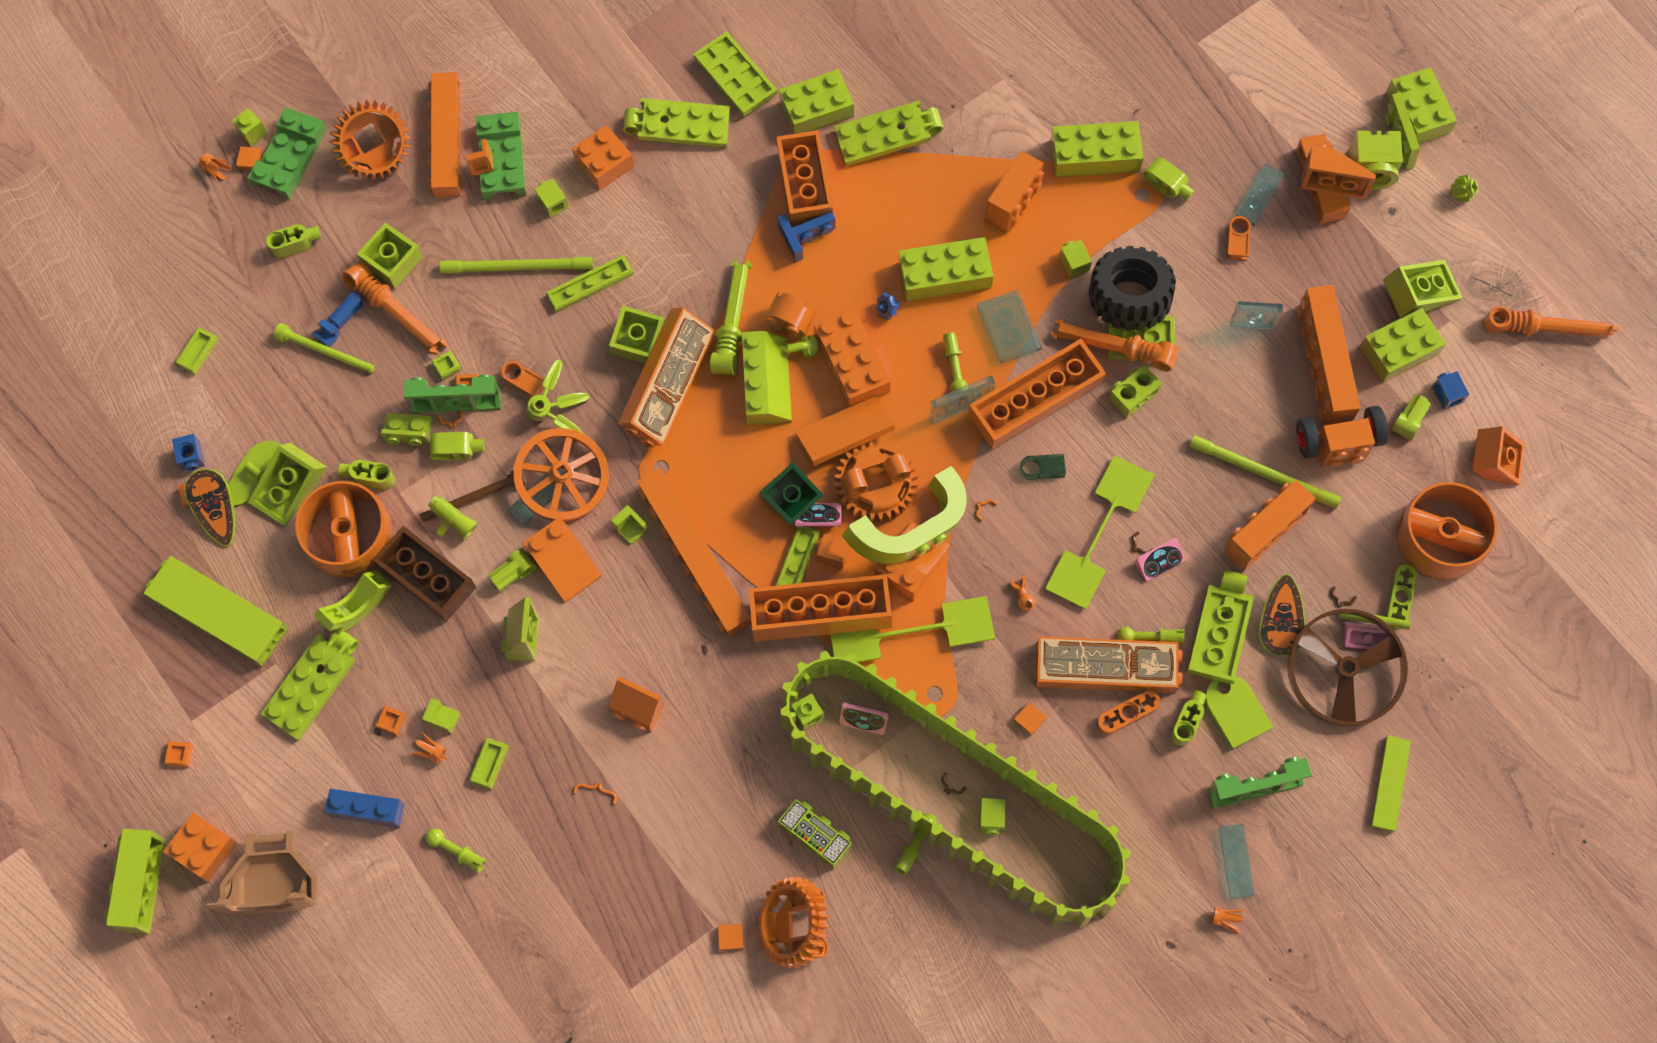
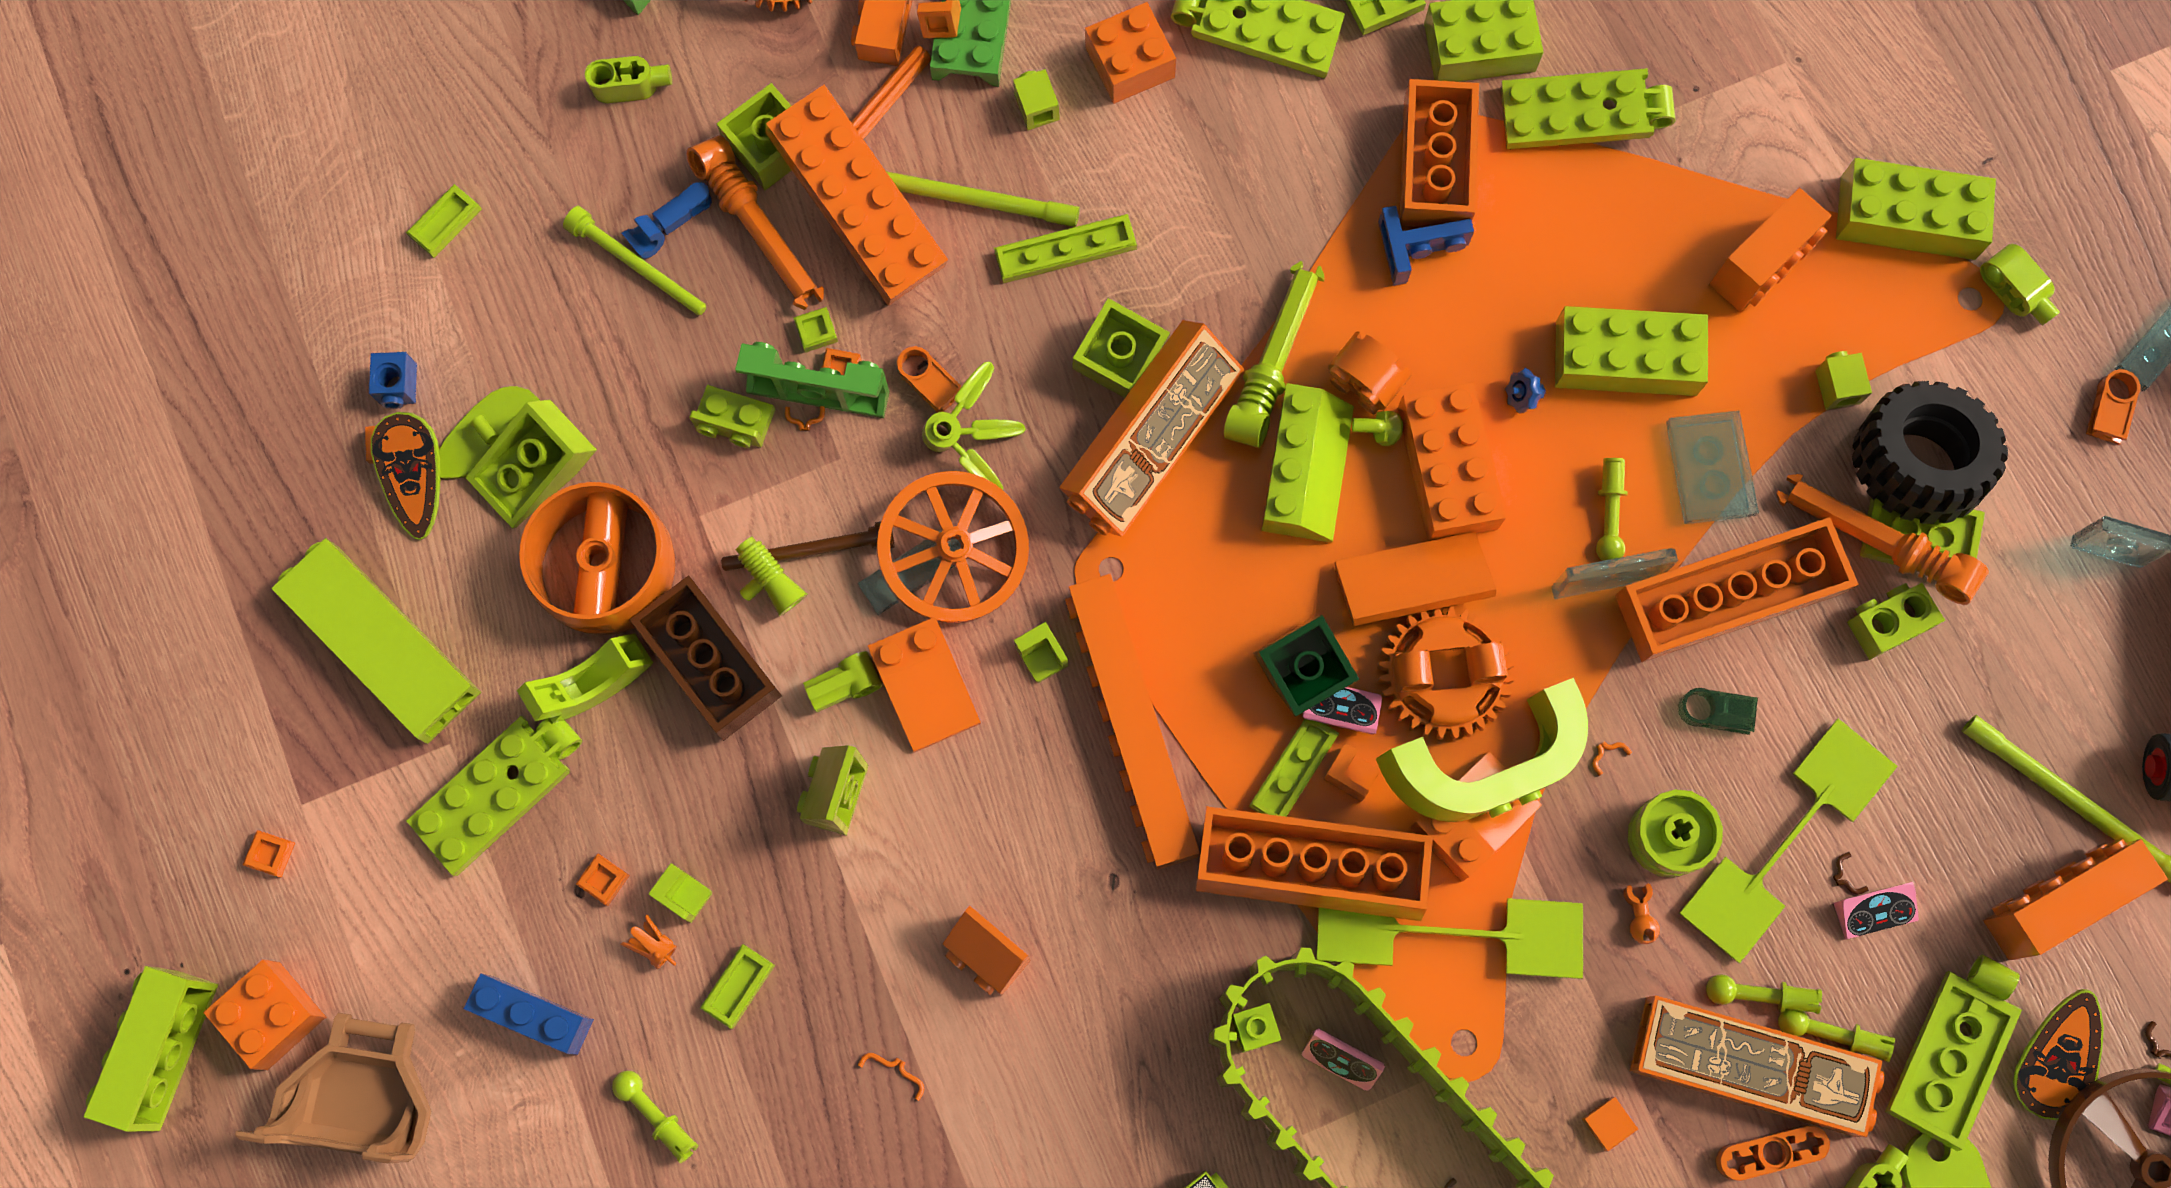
camera: 15 degrees right, 5 degrees up
(371, 469) = (666, 471): lime piece -> none
(453, 278) = (855, 194): none -> orange brick
(454, 446) = (799, 462): lime piece -> none
(456, 219) = (891, 90): none -> orange axle
(1043, 541) = (1696, 827): none -> lime wheel
(1080, 626) = (1723, 990): none -> lime pin

